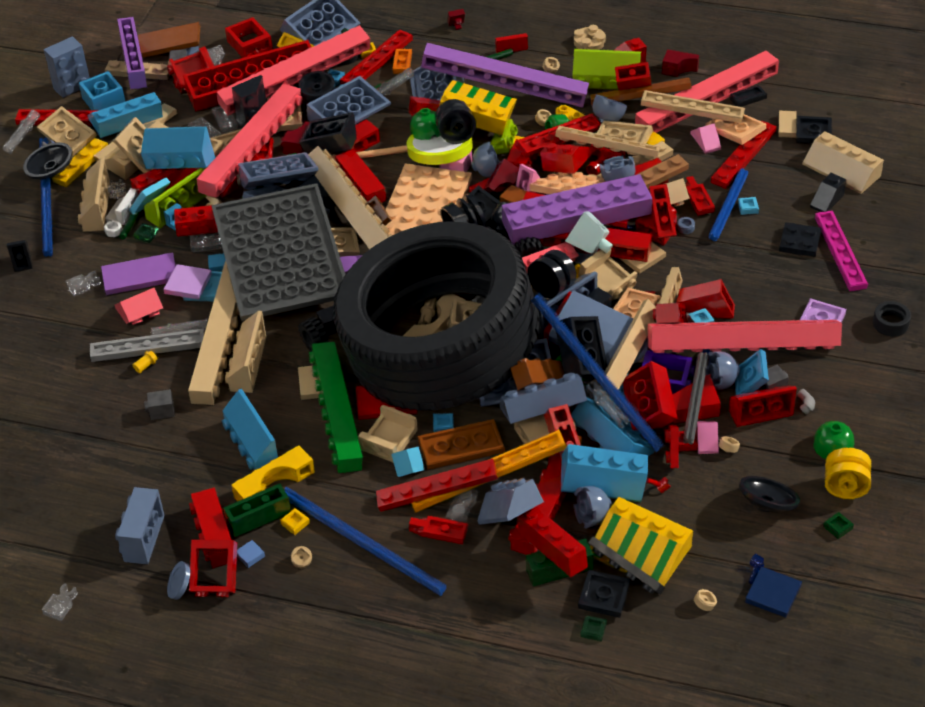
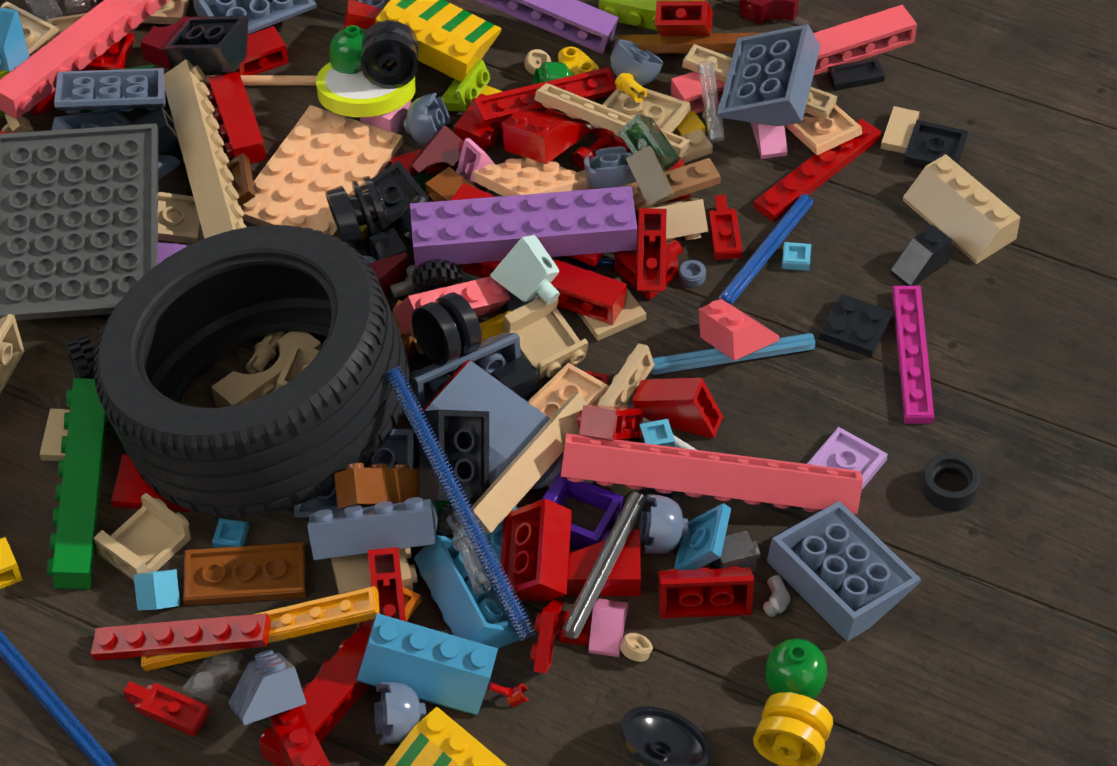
camera: 10 degrees right, 5 degrees up
(608, 120) = (627, 84): none -> yellow pin
(639, 150) = (644, 132): none -> clear green brick
(647, 168) = (650, 176): none -> dark tan tile
(667, 128) = (710, 101): none -> clear pin
(701, 101) = (770, 77): none -> sand blue slope
(726, 251) = (733, 330): none -> coral slope
(729, 267) = (715, 357): none -> dark azure axle
(843, 378) = (841, 569): none -> sand blue slope

